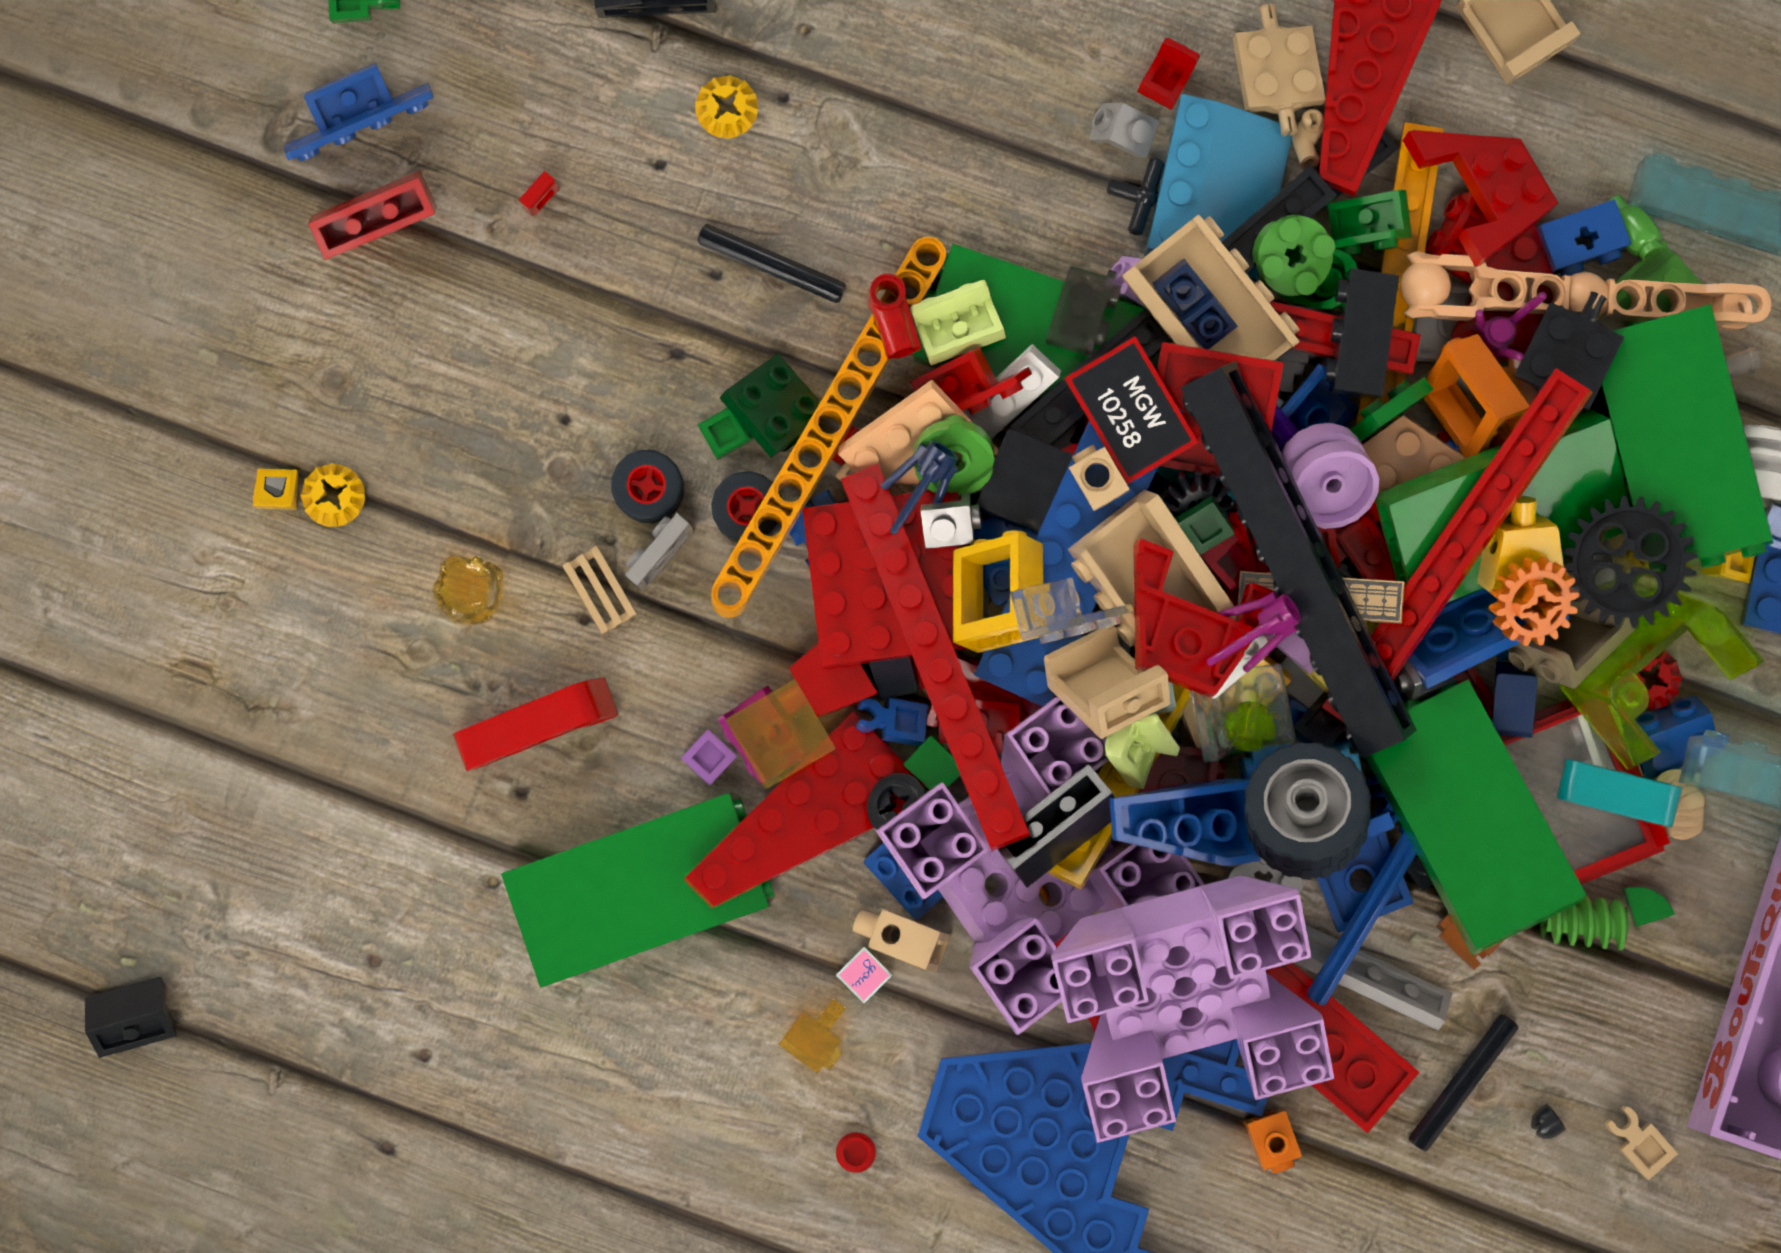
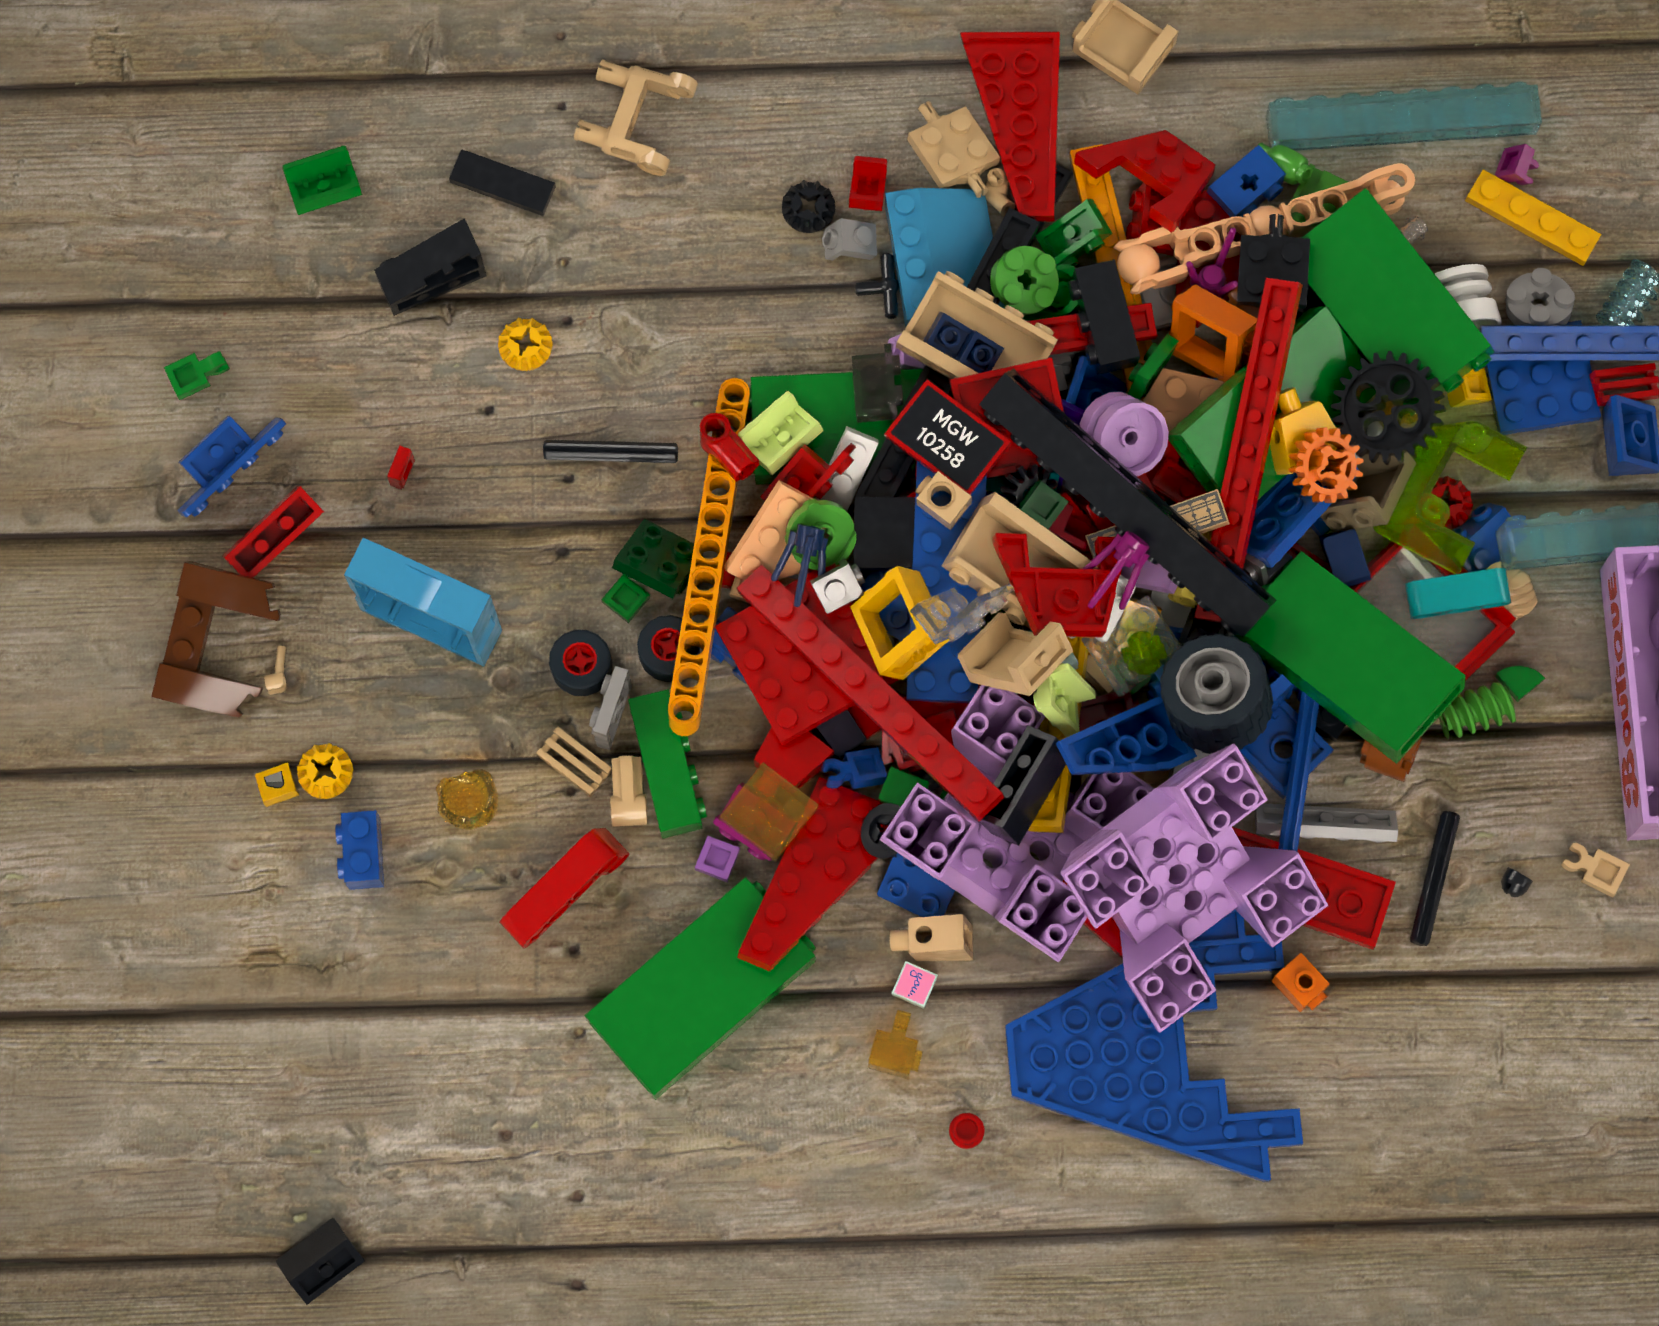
camera: 25 degrees left, 10 degrees down
(267, 252) = (179, 673): none -> reddish brown wedge
(319, 378) = (276, 682): none -> tan hand
(336, 598) = (362, 850): none -> blue brick
(498, 360) = (423, 601): none -> dark azure tile
(640, 658) = (628, 800): none -> tan piece
(693, 636) = (666, 766): none -> green brick
(1086, 88) = (808, 221): none -> black gear

